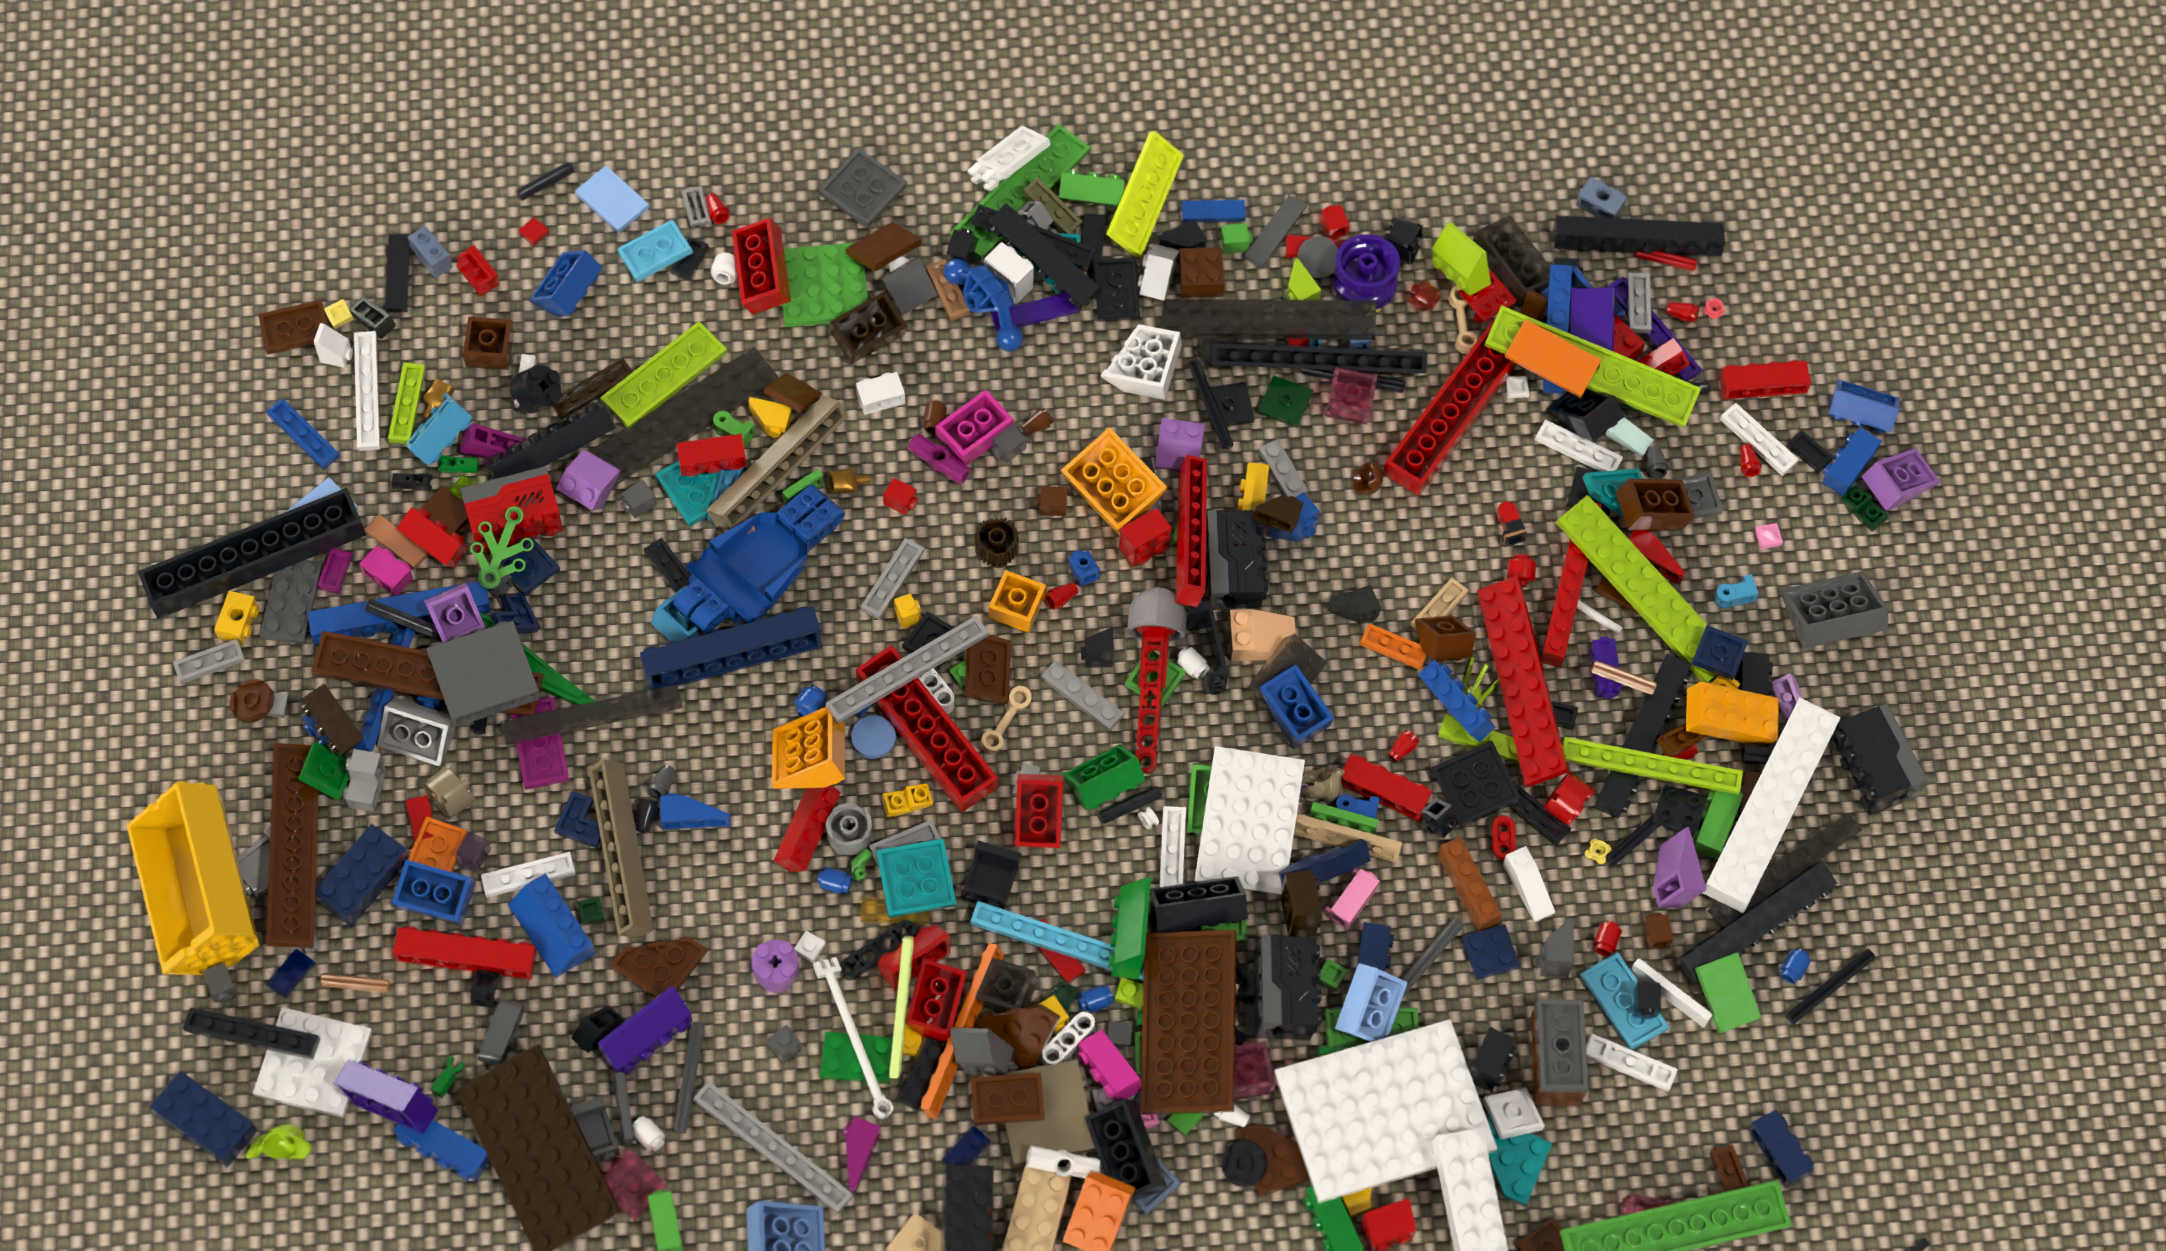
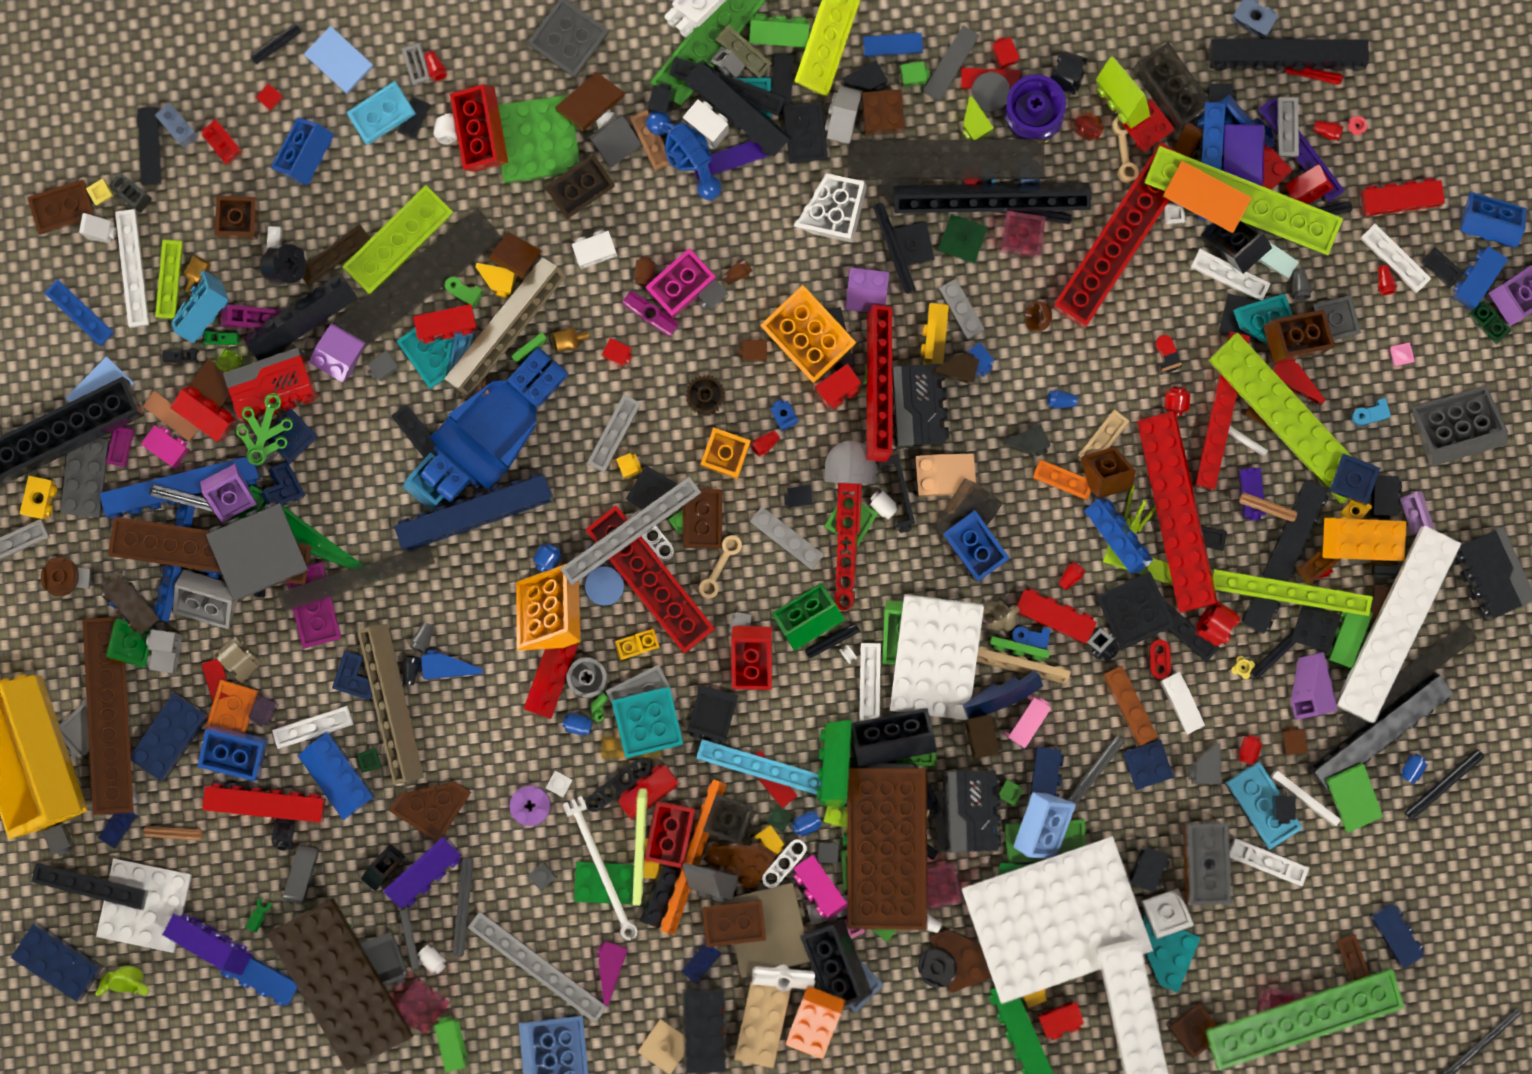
camera: 10 degrees right, 20 degrees up
(1392, 564) = (1061, 399): none -> blue cone

